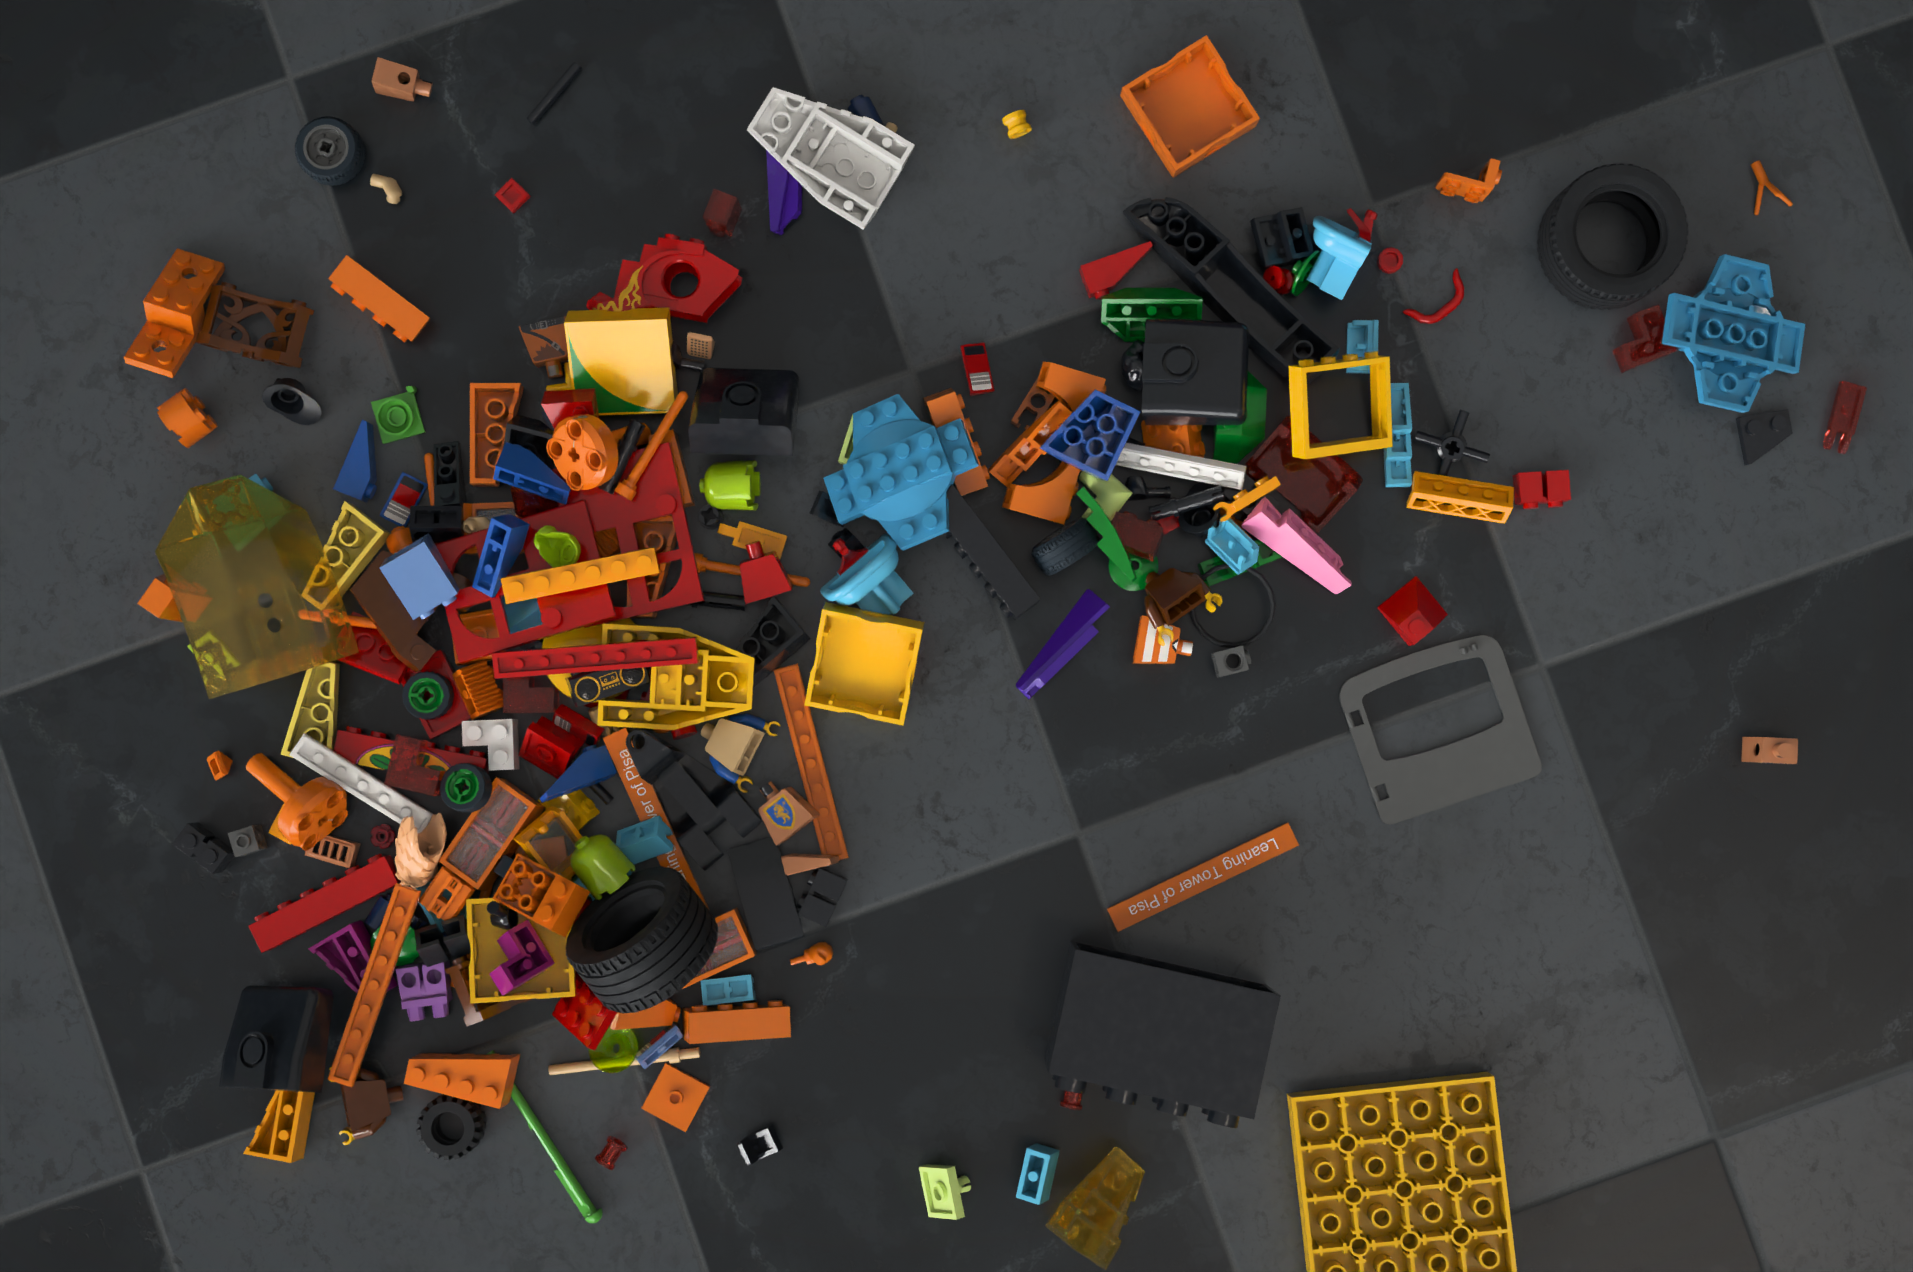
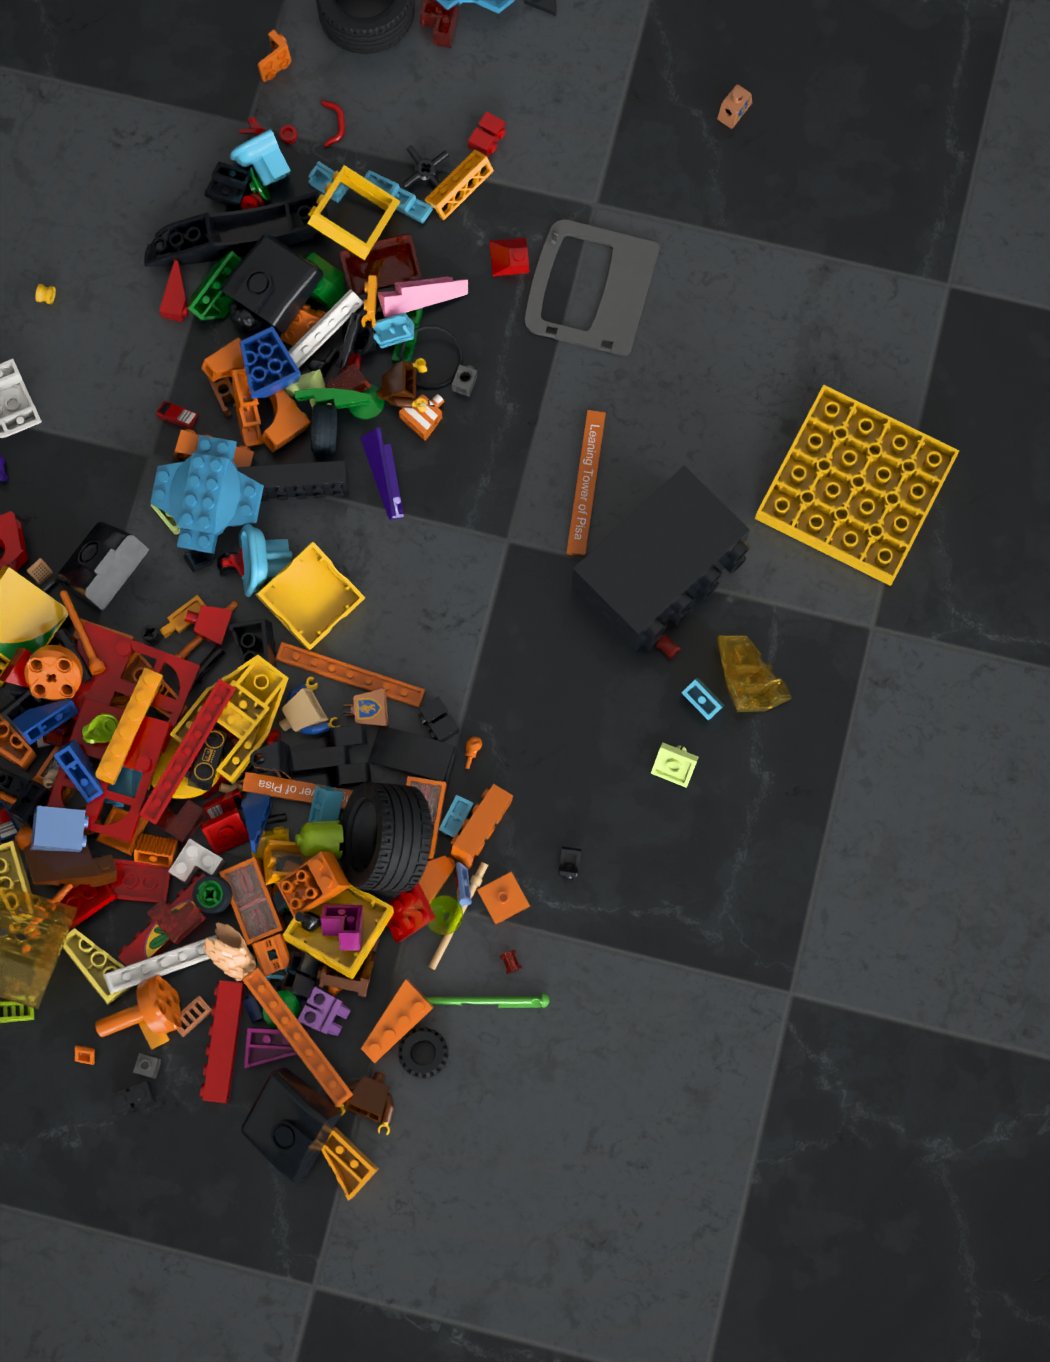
camera: 55 degrees left, 10 degrees down
(389, 837) = (211, 977): dark red plate -> none
(434, 707) = (126, 883): wheel -> none
(731, 485) = (140, 607): lime cylinder -> none
(797, 863) = (409, 717): nougat slope -> none
(1189, 106) = (110, 187): orange tile -> none

